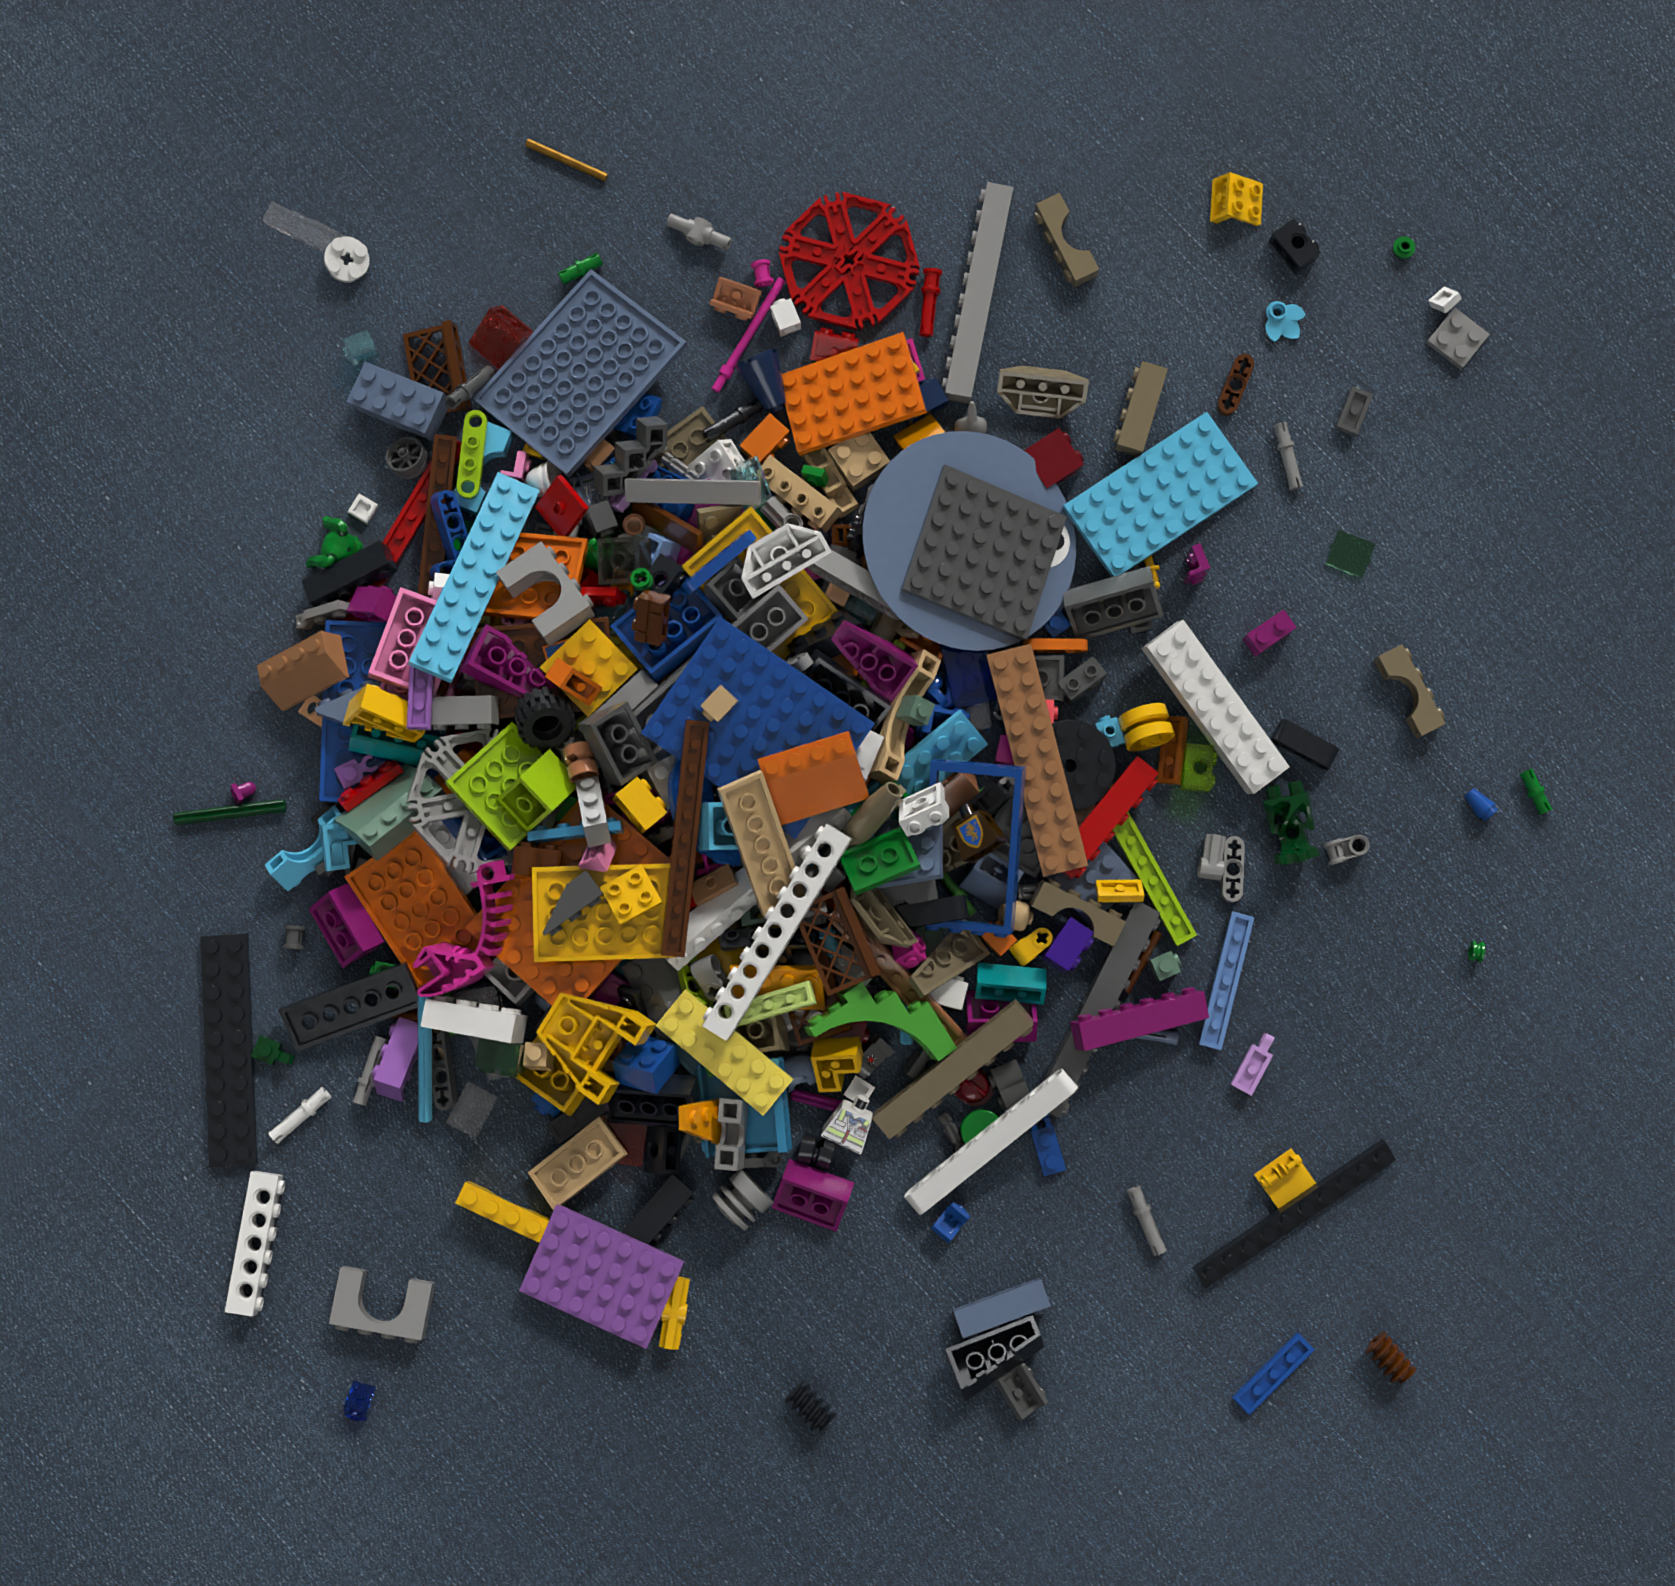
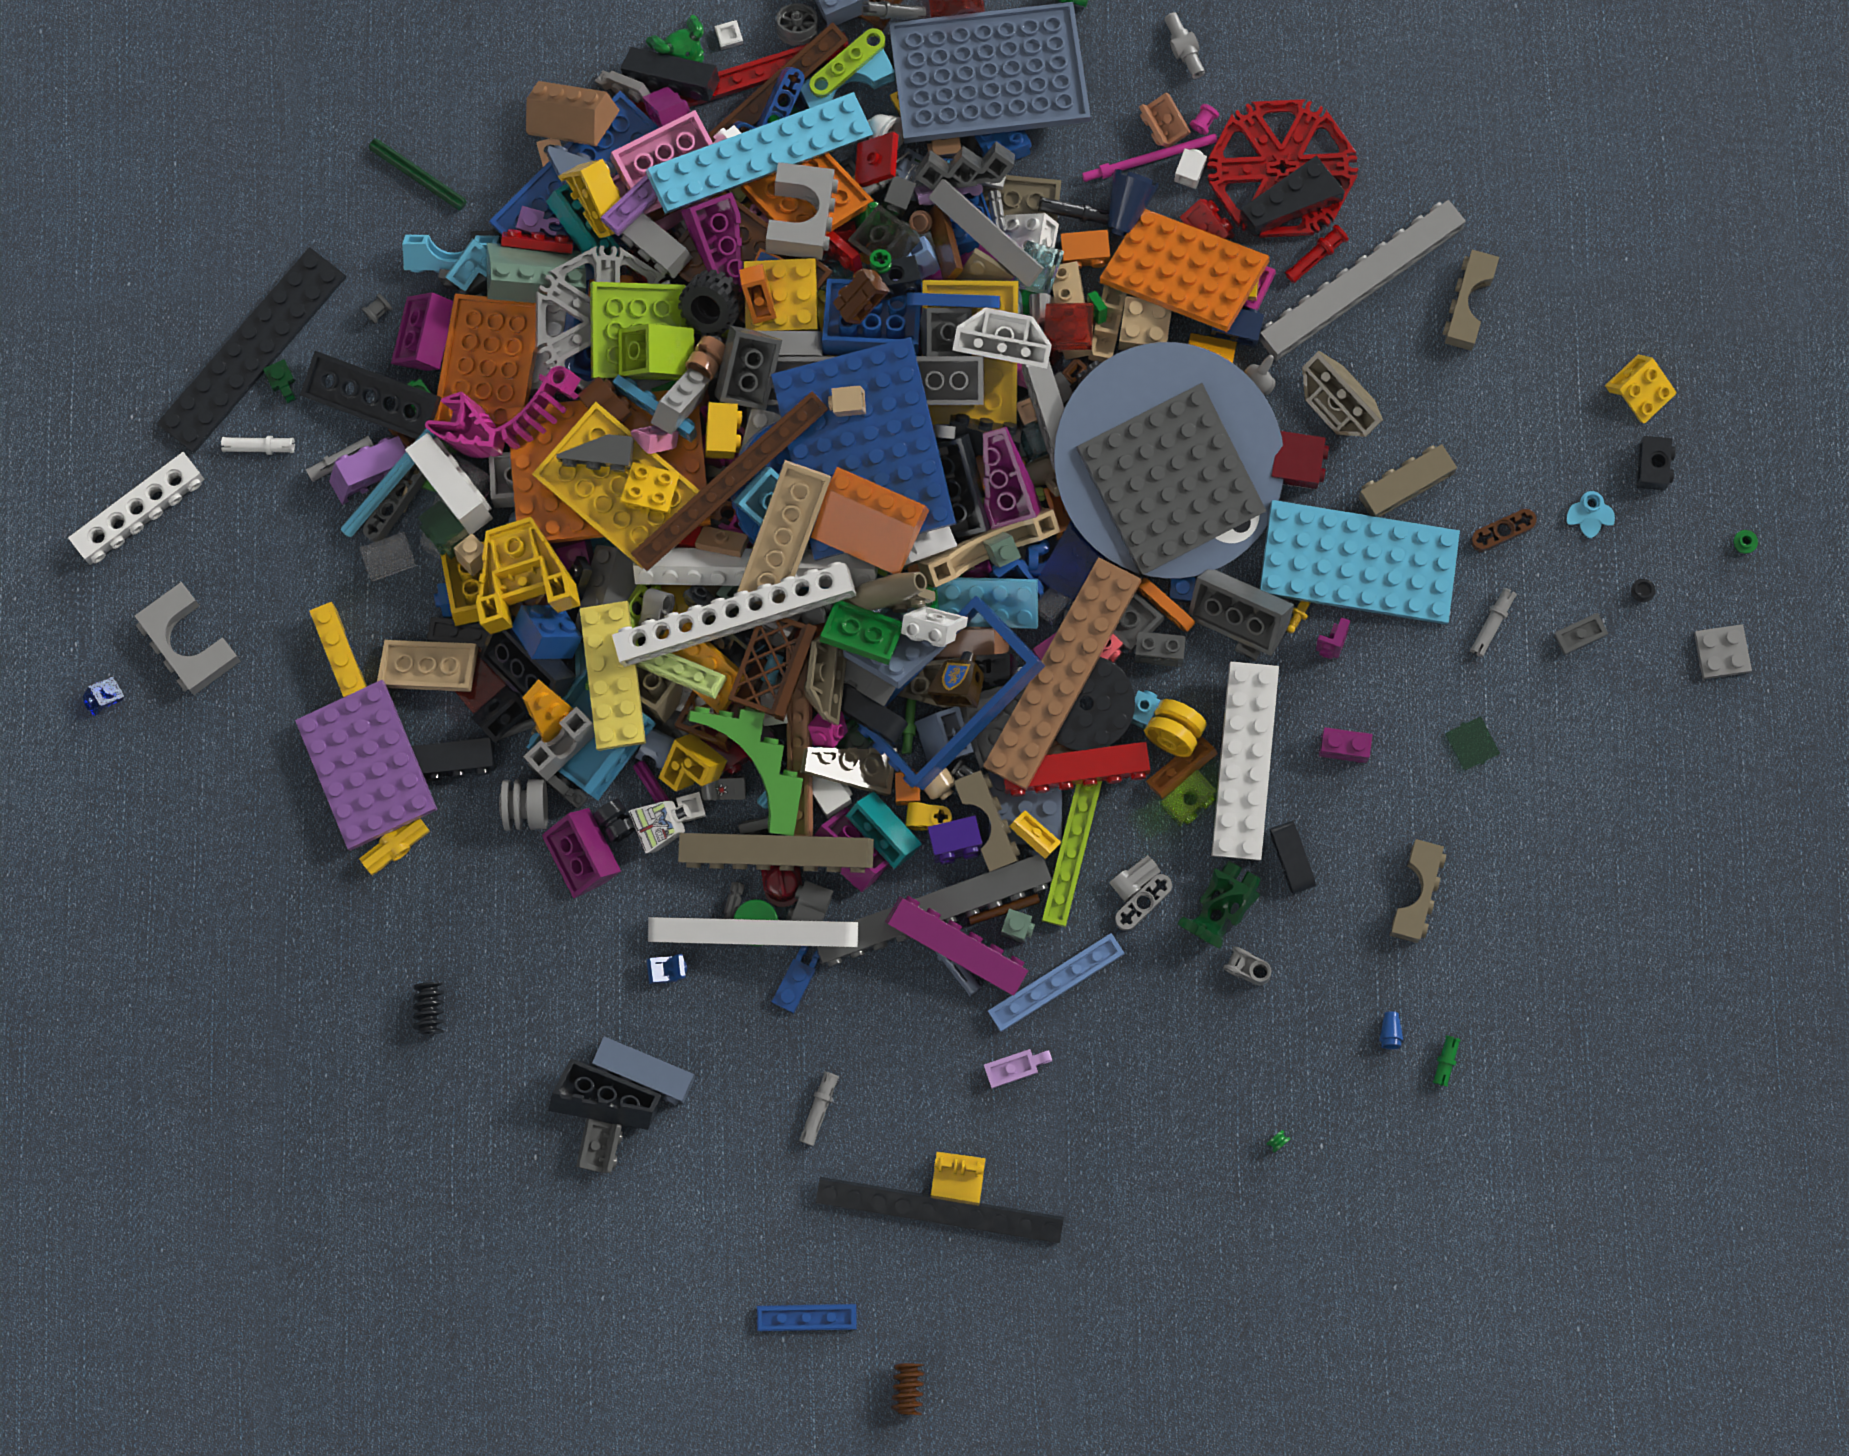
camera: 50 degrees right, 5 degrees down
(242, 791) = (441, 167): magenta piece -> none
(522, 467) = (879, 105): bright pink bracket -> none
(812, 505) = (1069, 325): none -> clear red plate
(881, 268) = (1299, 193): none -> black wedge
(1366, 343) = (1643, 590): none -> black plate
(1444, 299) = (1739, 611): white plate -> none

